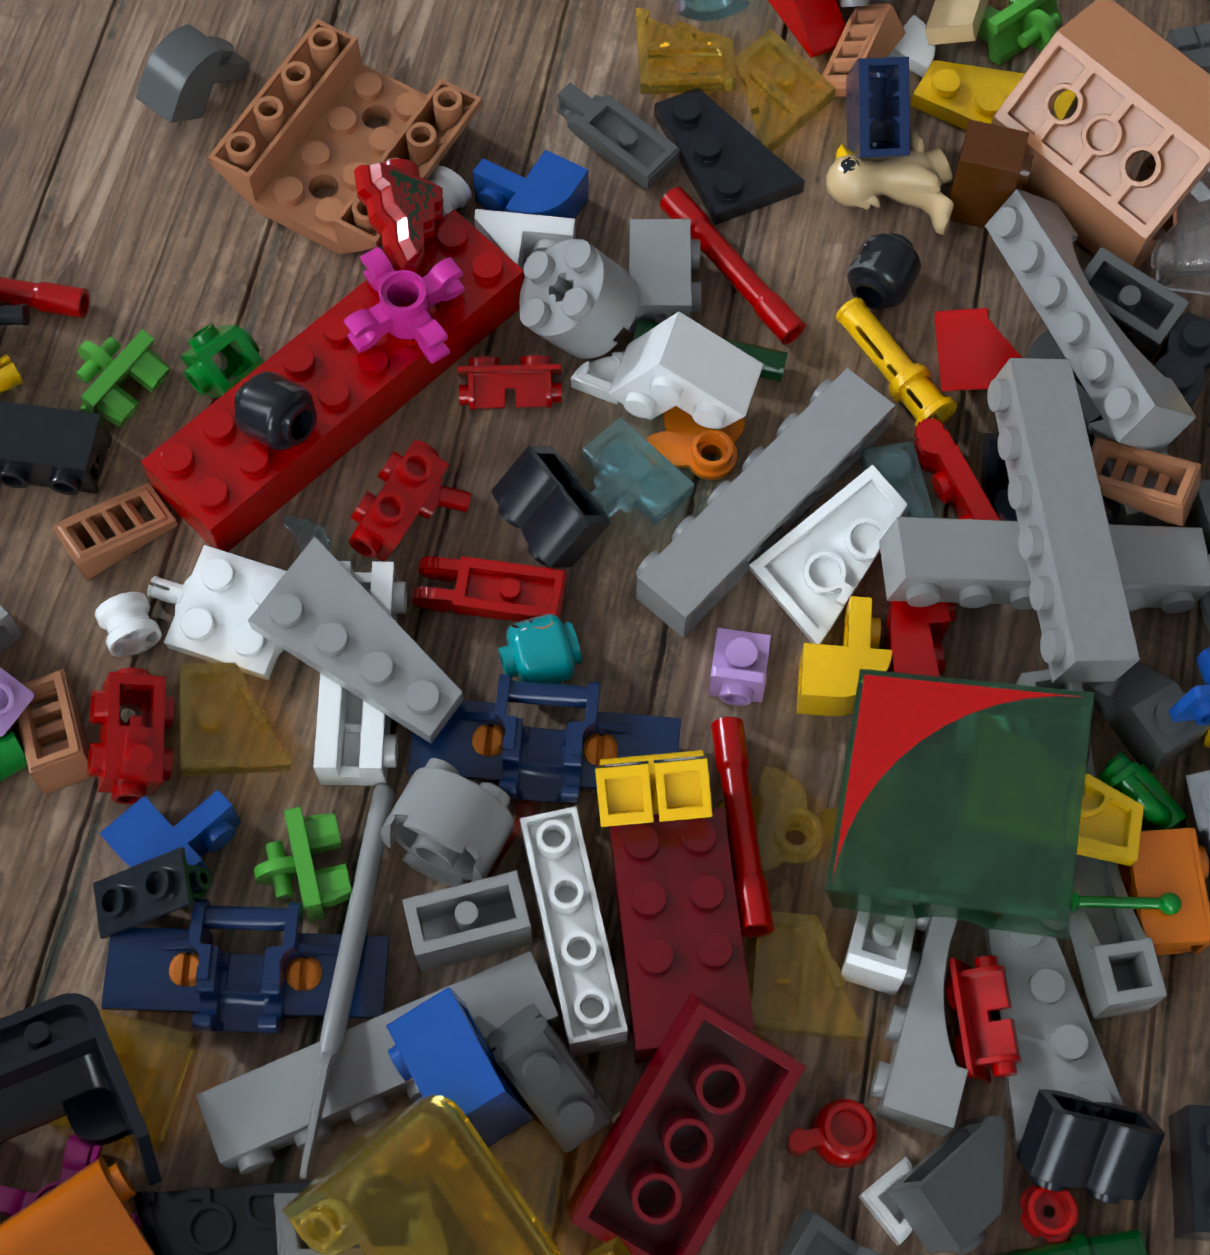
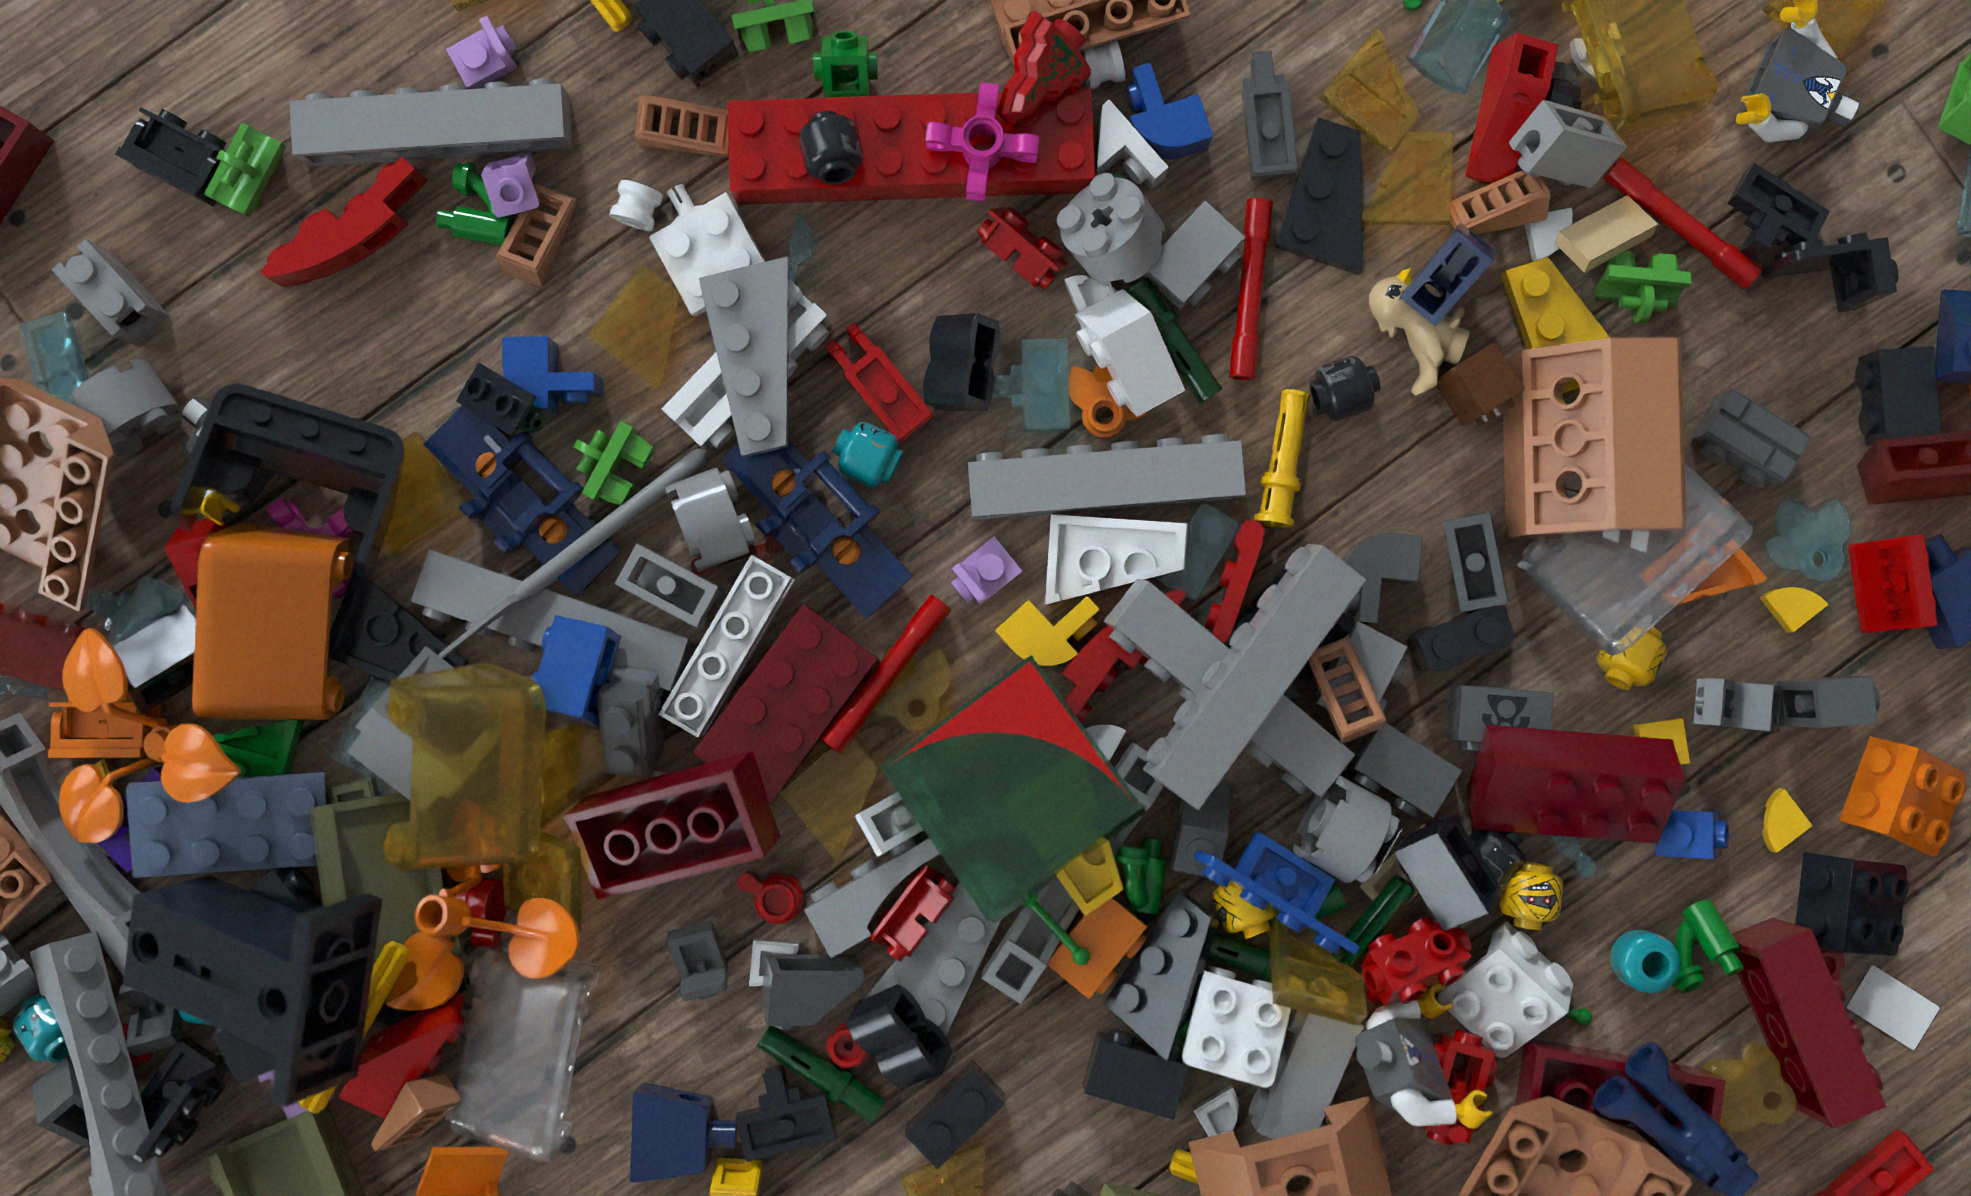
camera: 45 degrees right, 20 degrees up
(131, 754) = (569, 294): red brick -> none
(409, 490) = (883, 270): red brick -> none
(647, 785) = (841, 607): yellow hips -> none
(969, 349) = (1329, 512): red slope -> none
(1125, 387) = (1392, 630): light grey arch -> none

